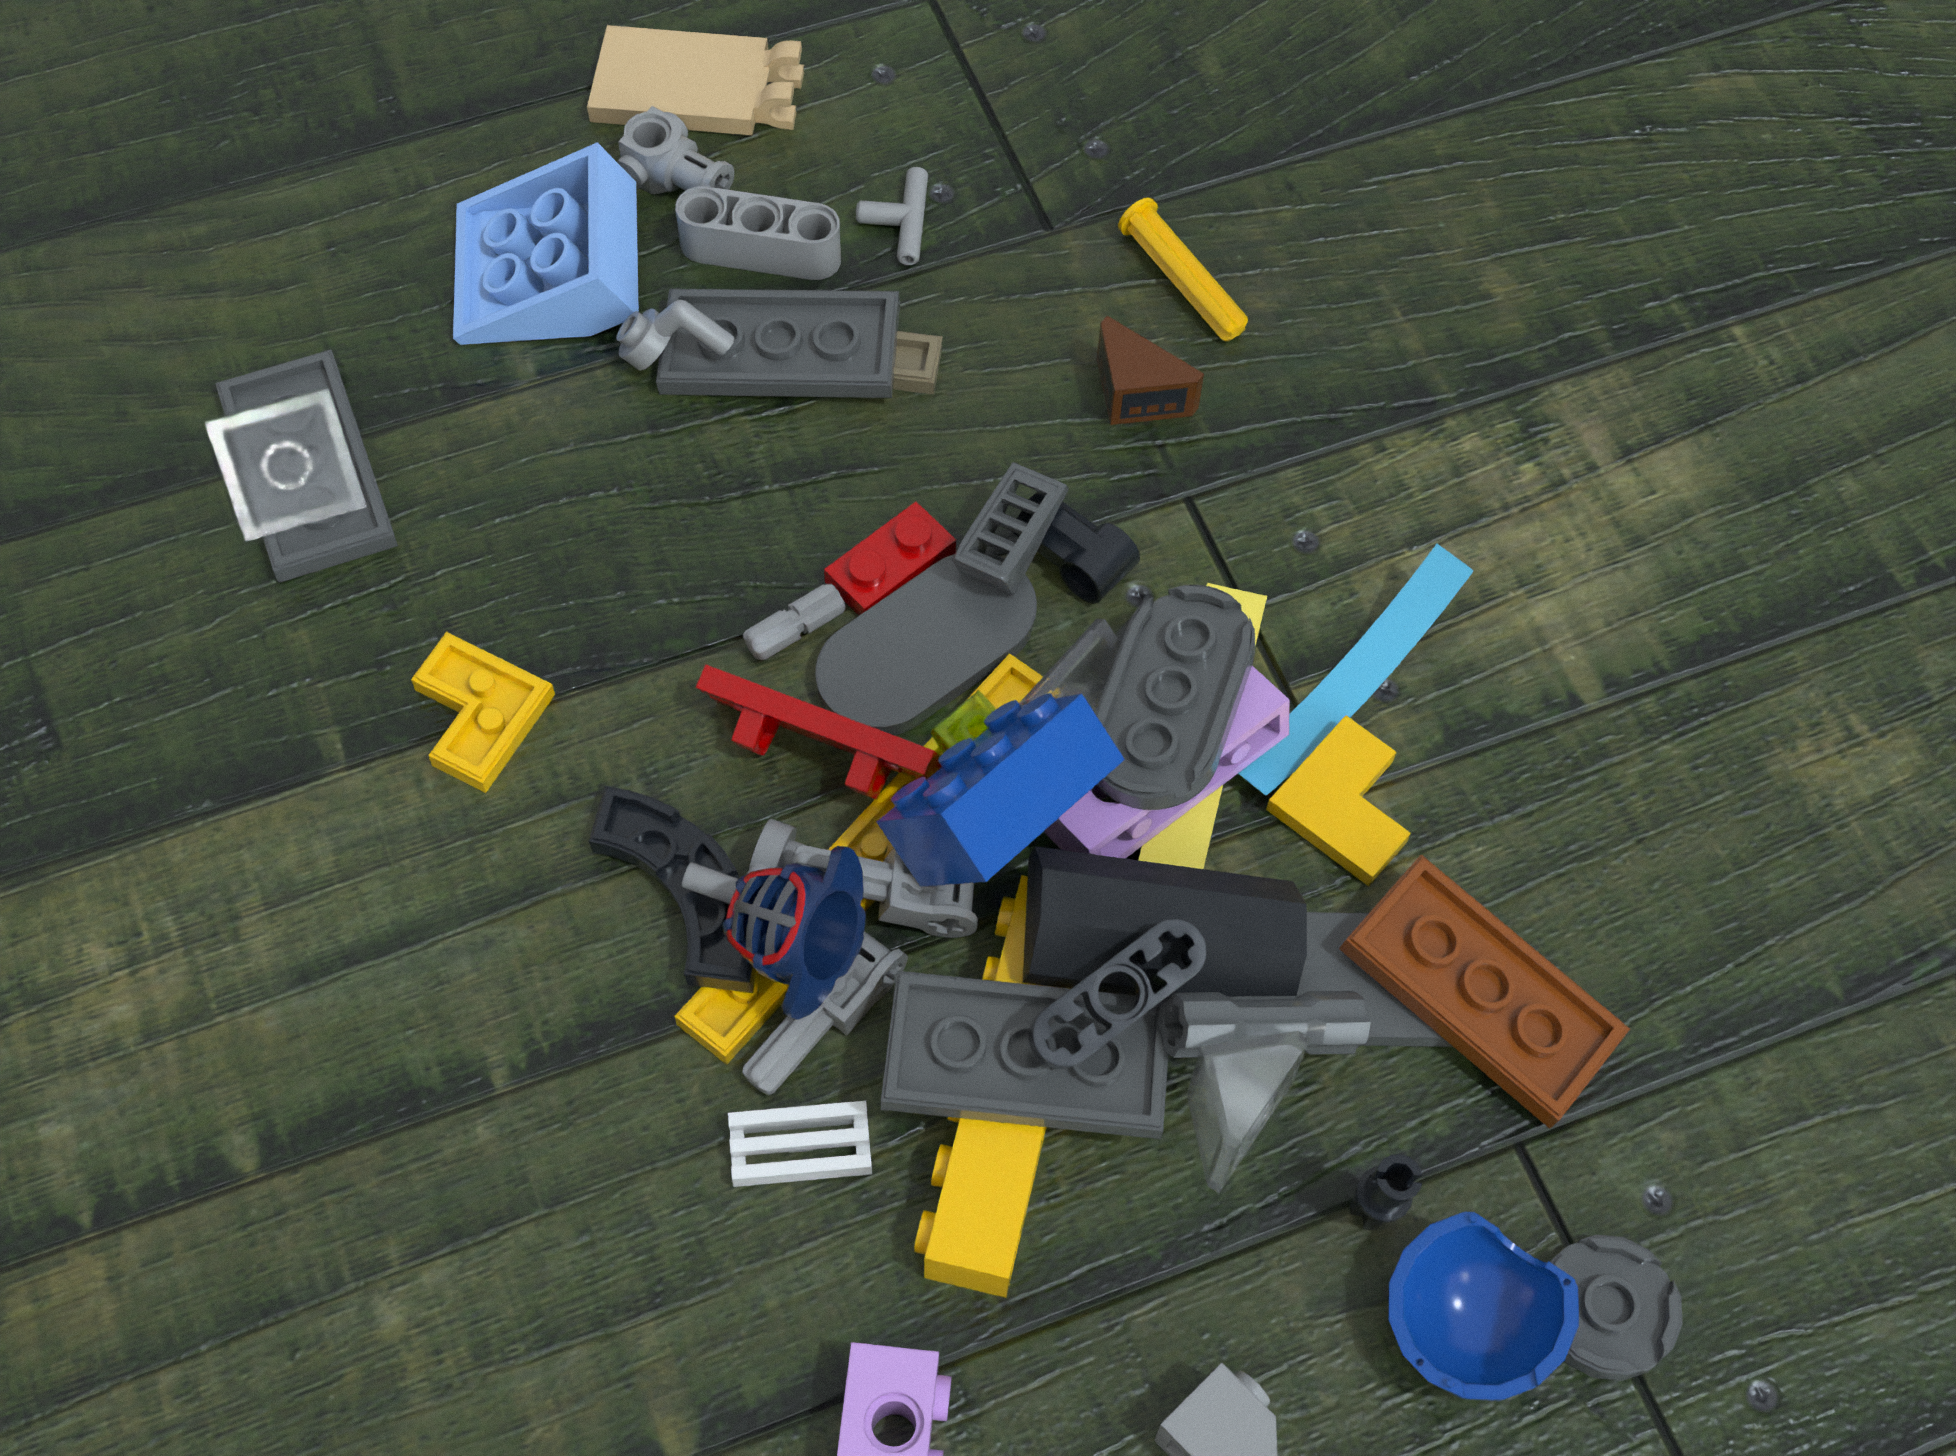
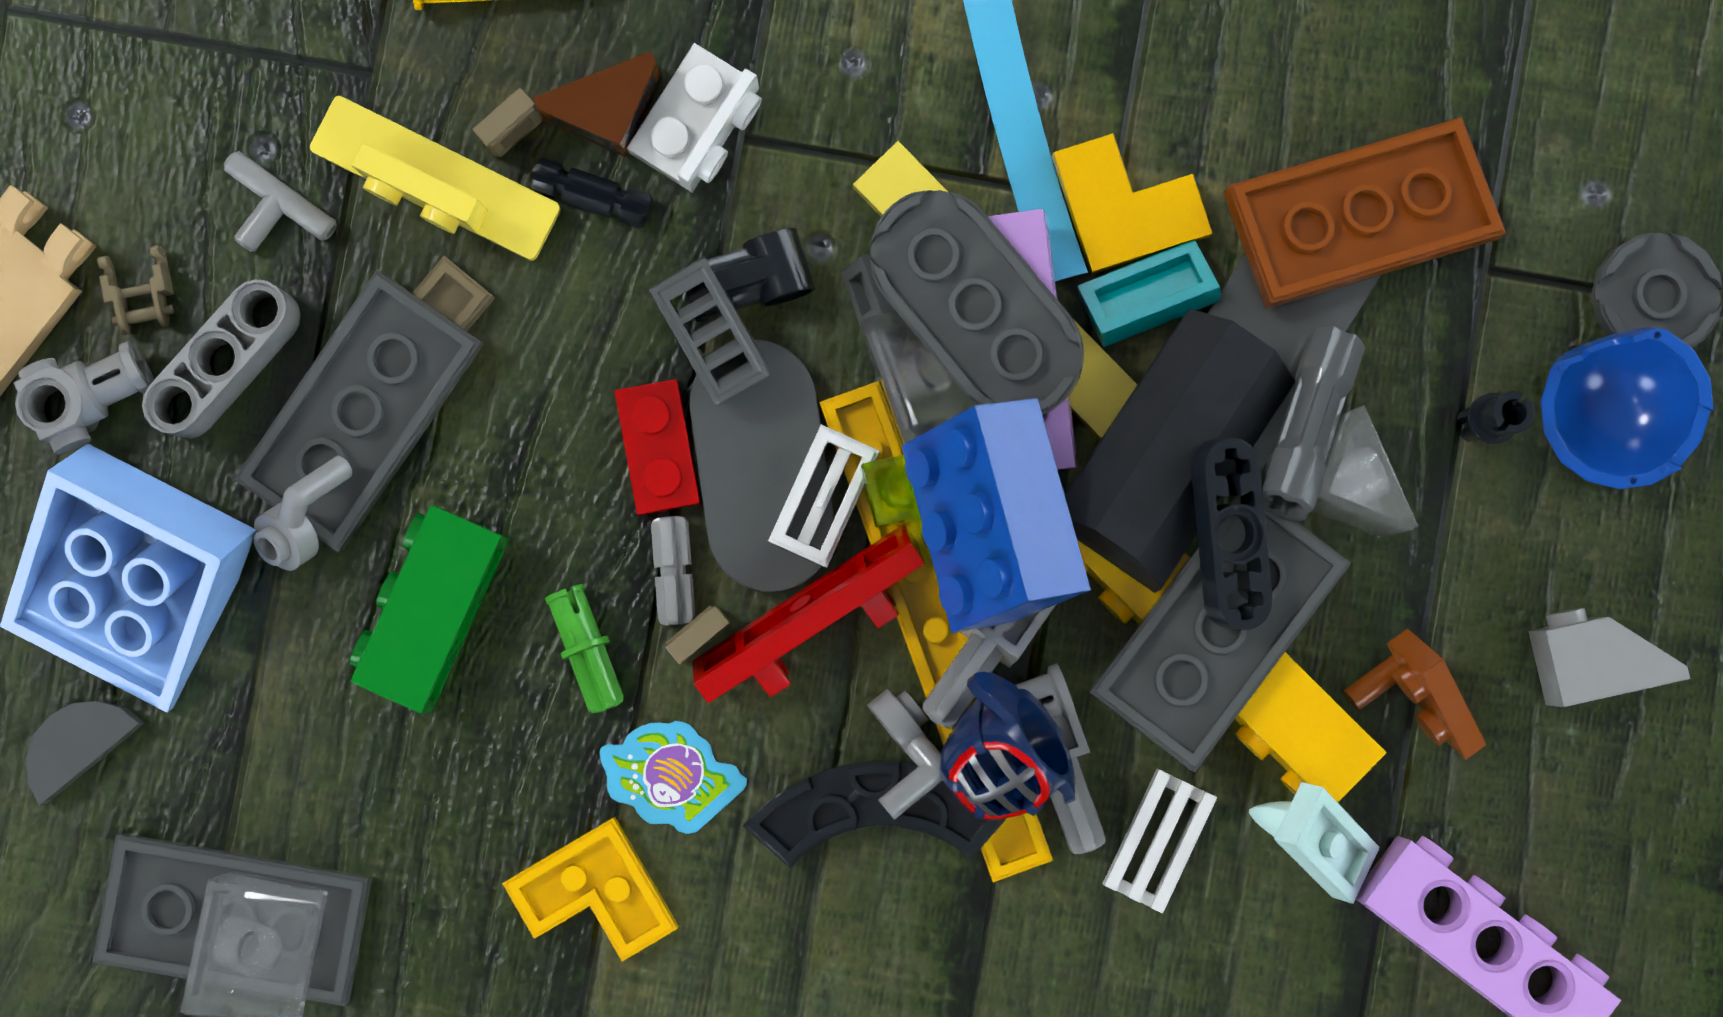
camera: 55 degrees left, 25 degrees up
(389, 290) = (73, 743): none -> dark grey tile
(615, 717) = (670, 776): none -> sticker
(648, 462) = (427, 609): none -> green brick
(685, 590) = (585, 649): none -> bright green axle
(751, 659) = (697, 634): none -> dark tan tile
(786, 175) = (159, 286): none -> dark tan piece
(888, 1269) = (1320, 839): none -> light aqua tile
(931, 700) = (802, 545): none -> white tile
(997, 303) = (433, 177): none -> light yellow bracket
(1064, 409) = (591, 192): none -> black axle
(1074, 321) = (508, 123): none -> dark tan tile
(1098, 1263) = (1427, 683): none -> dark orange plate
(1176, 449) = (695, 118): none -> white bracket
(1283, 853) = (1149, 293): none -> teal tile

